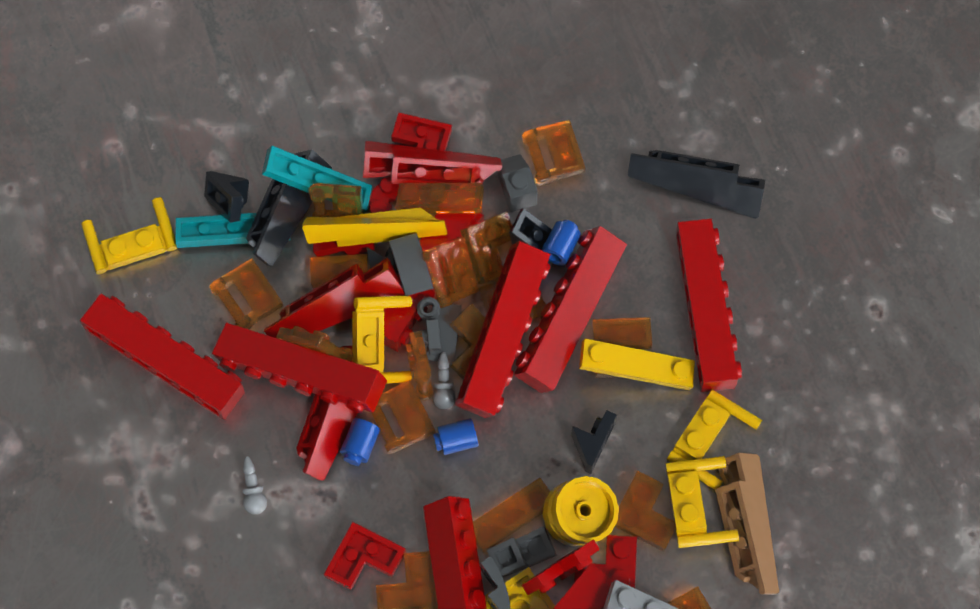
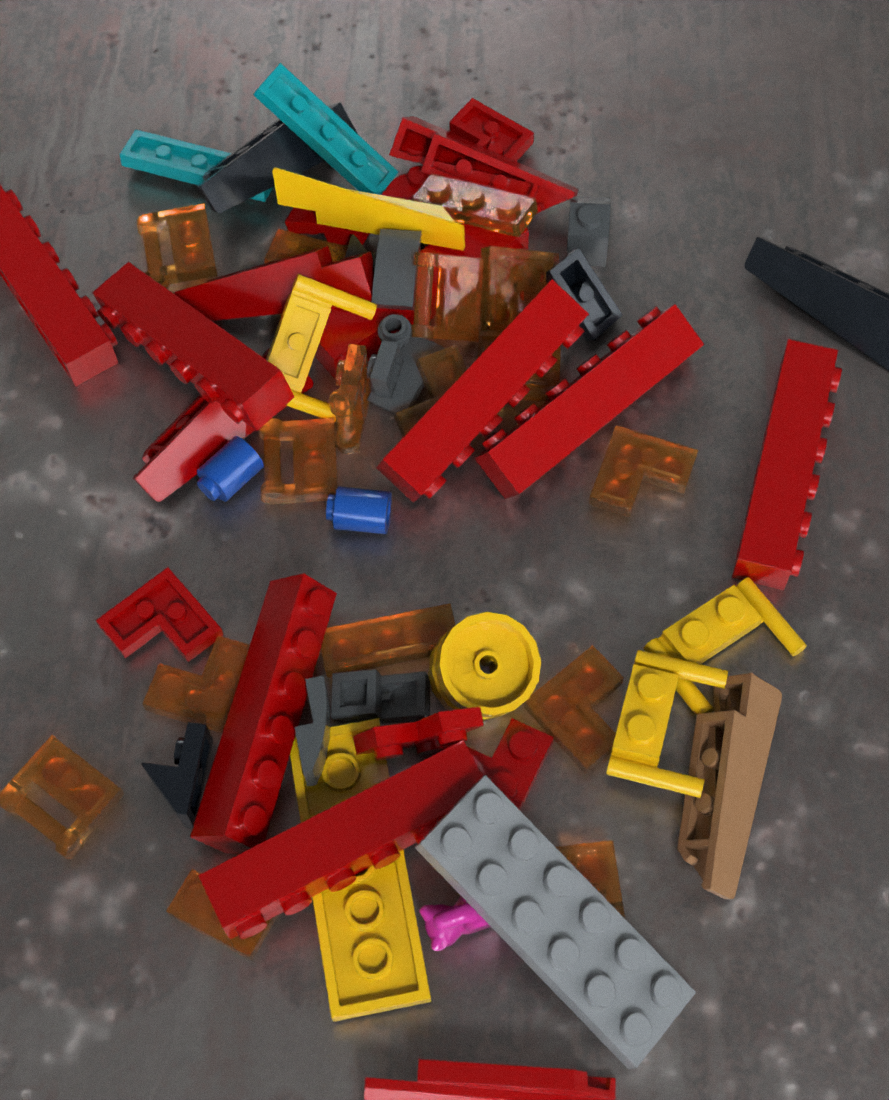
camera: 25 degrees right, 5 degrees down
(131, 245) = (70, 145): yellow plate -> none
(226, 194) = (213, 121): black slope -> none
(255, 500) = (60, 496): light grey bar -> none
(317, 341) = (224, 314): clear orange plate -> none
(345, 199) = (350, 162): clear orange plate -> none
(443, 395) = (372, 450): light grey bar -> none
(562, 148) = (668, 208): clear orange plate -> none
(562, 241) = (614, 312): blue brick -> none
(590, 445) = (546, 589): black slope -> none
(636, 364) = (653, 503): yellow plate -> none

